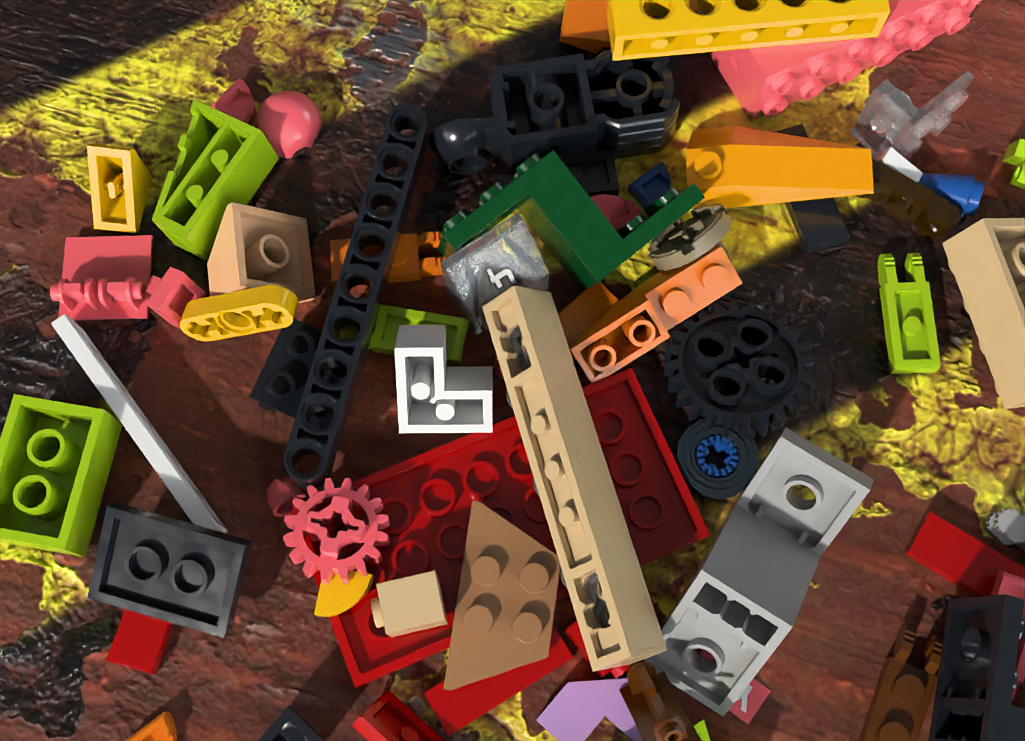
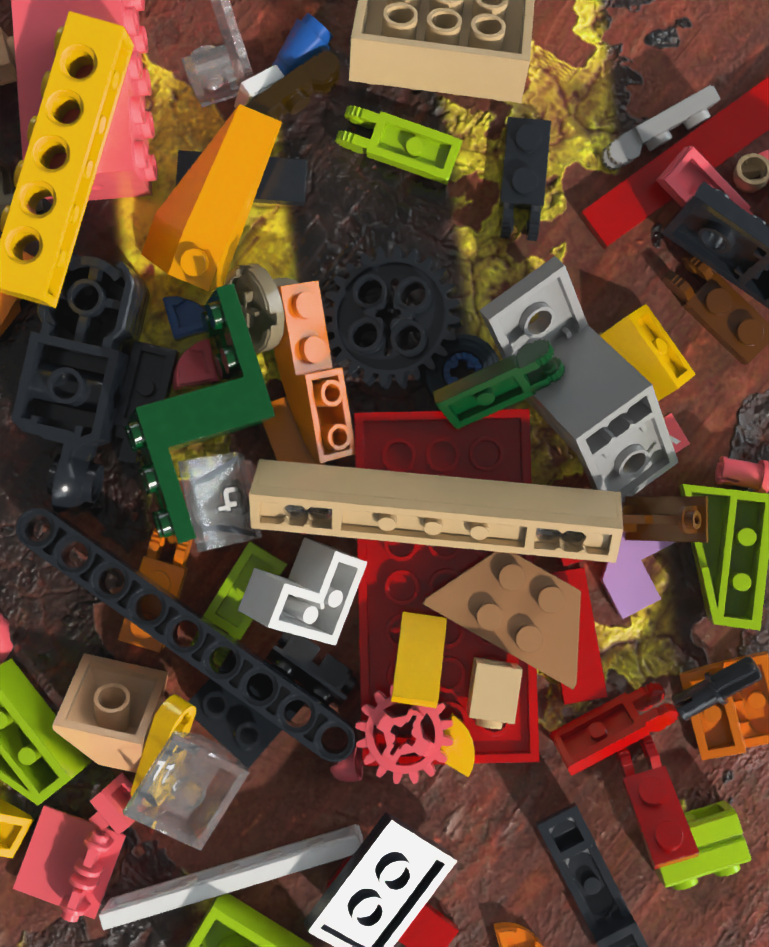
camera: 65 degrees left, 15 degrees up
(211, 343) = (187, 788): none -> clear slope
(358, 441) = (322, 680): none -> black hinge
(415, 515) = (419, 660): none -> yellow tile
(721, 485) = (500, 384): none -> dark green hinge
(820, 637) = (650, 351): none -> yellow panel
(938, 442) = (524, 173): none -> black hinge

